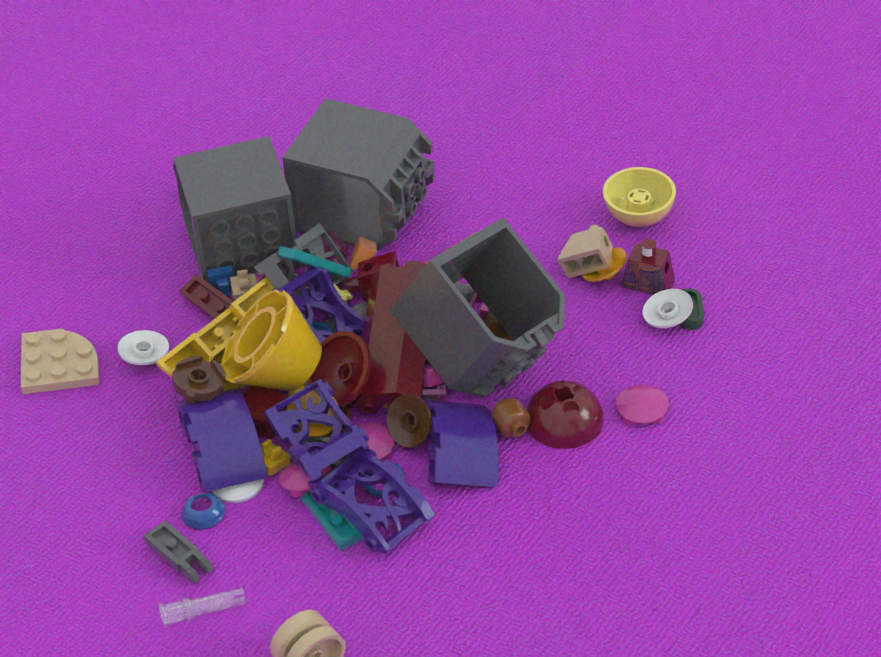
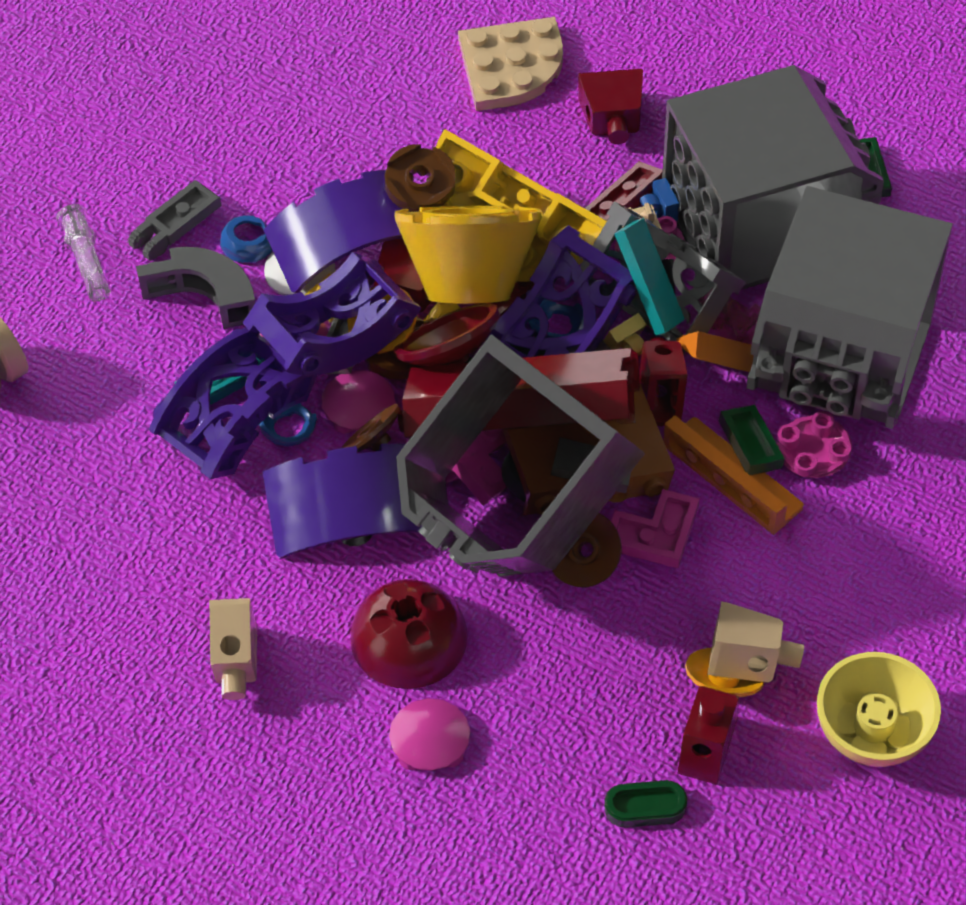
camera: 85 degrees right, 10 degrees up
(120, 303) = (612, 102): none -> dark red torso
(143, 347) = (527, 127): white dish -> none
(244, 520) = (203, 273): none -> dark grey arch
(425, 249) = (751, 440): none -> dark green tile
(434, 222) = (814, 445): none -> dark pink dish
(511, 417) = (388, 557): dark orange head -> none
(580, 492) = (233, 645): none -> tan torso
(667, 308) = (628, 763): white dish -> none

